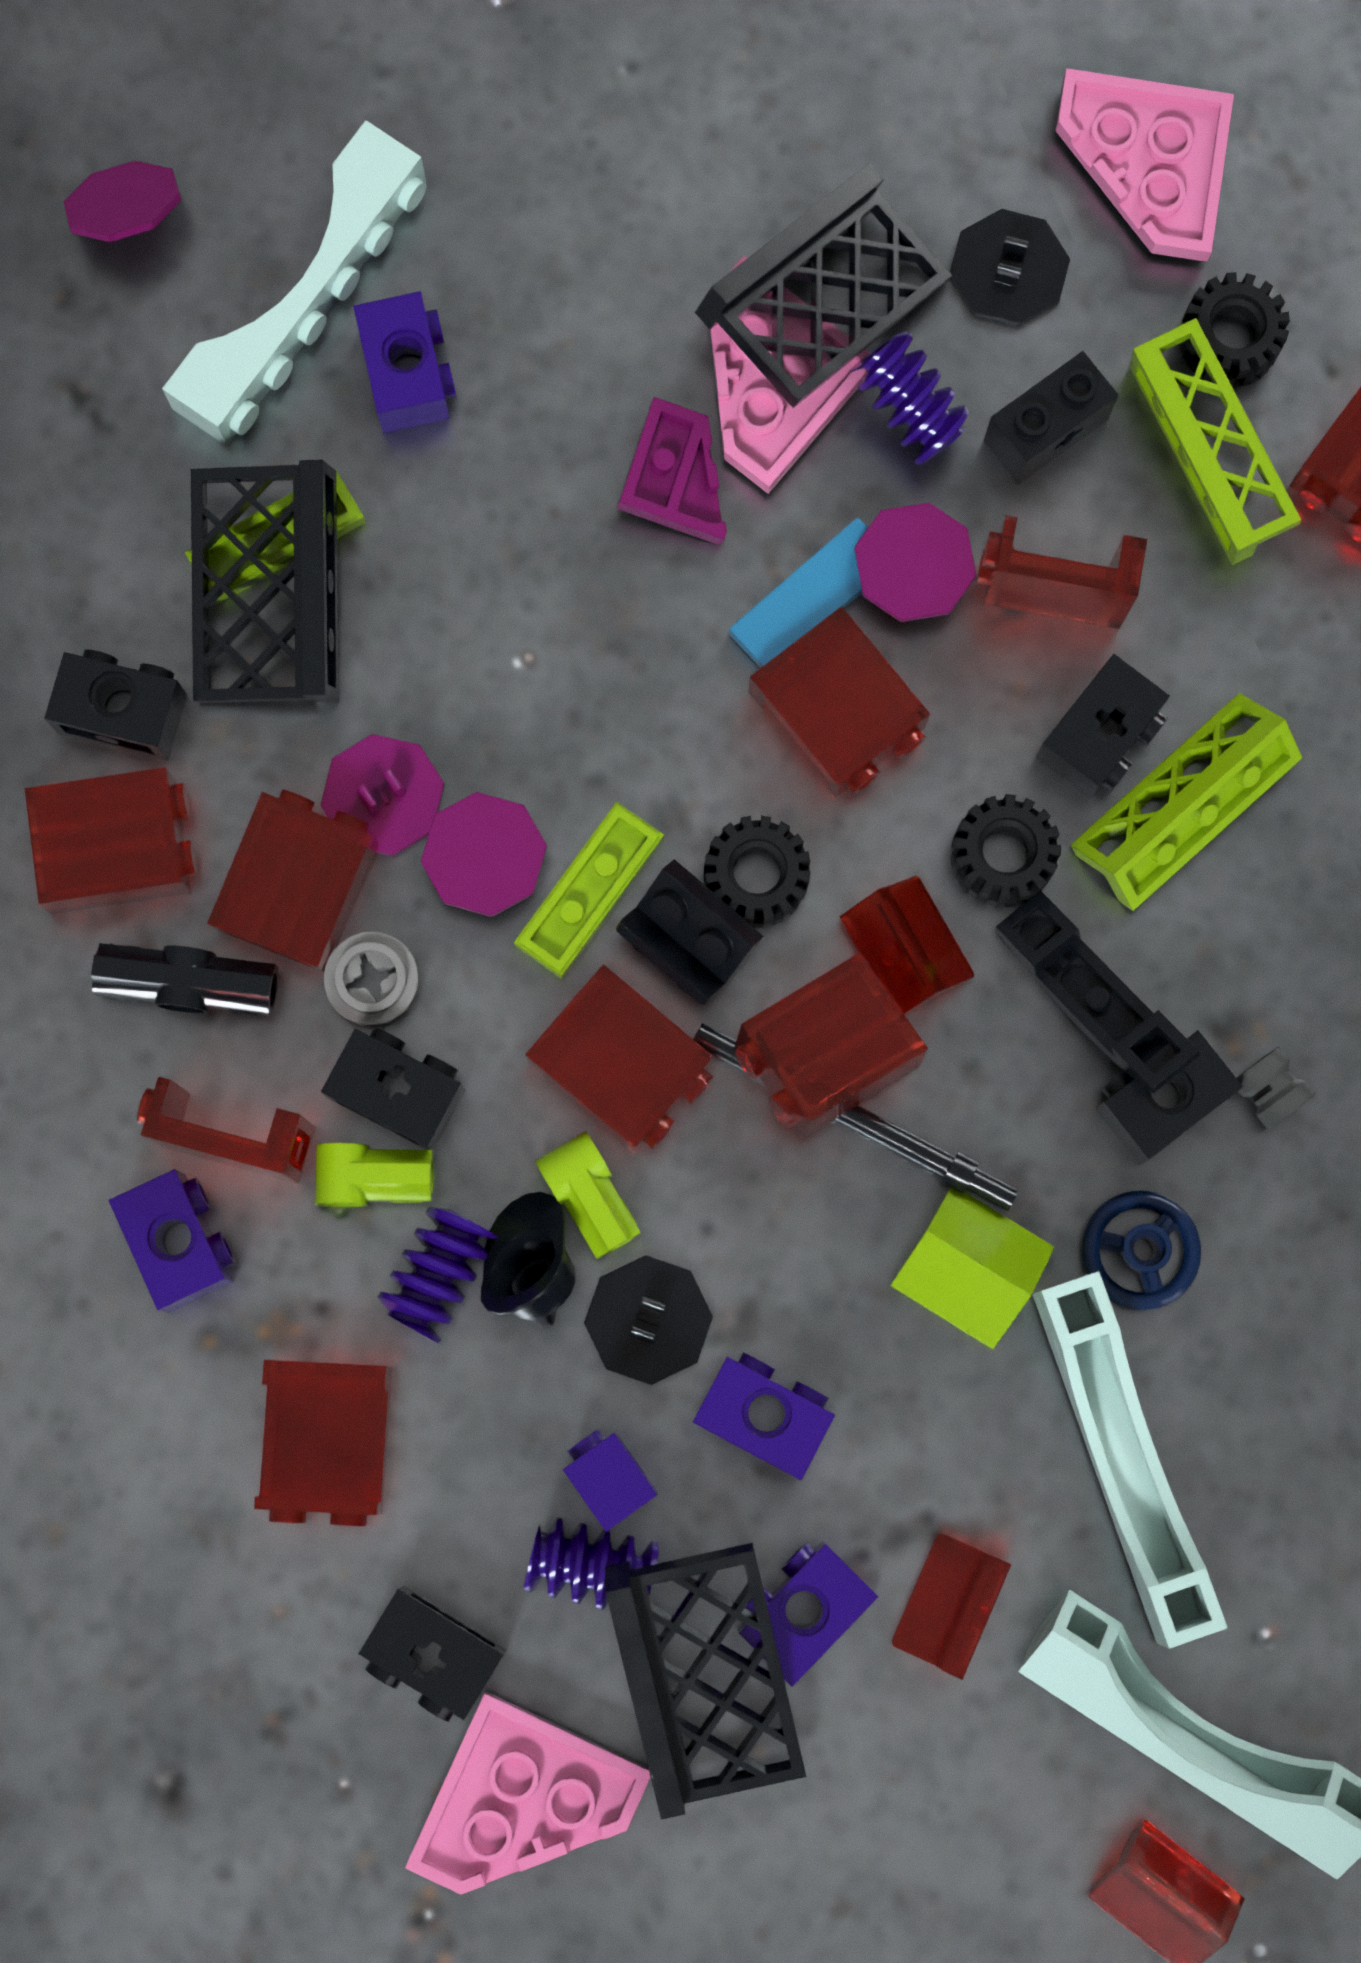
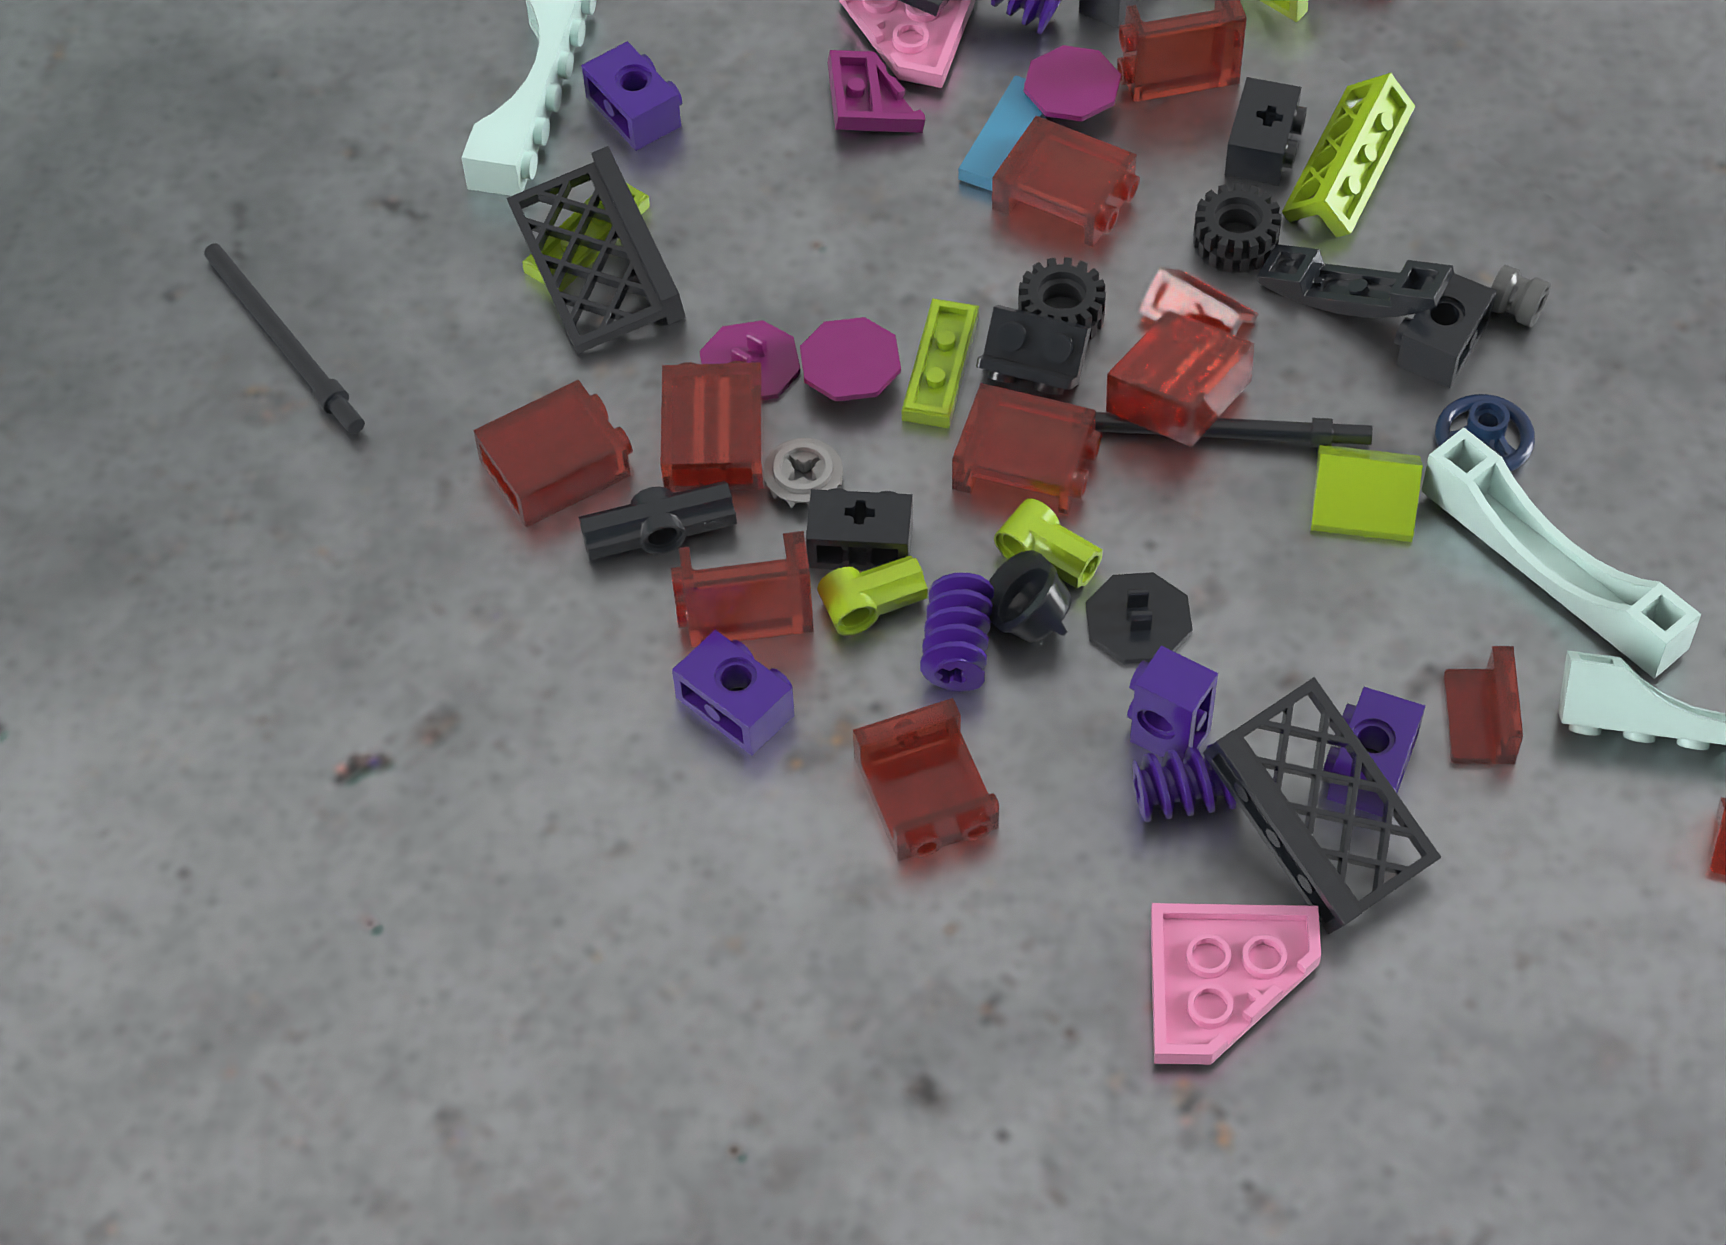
camera: 20 degrees left, 25 degrees down
(122, 201) = (374, 72): magenta piece -> none
(143, 726) = (514, 366): black brick -> none
(417, 1622) = (1076, 874): black brick -> none
(787, 1446) = (1285, 654): dark purple brick -> none

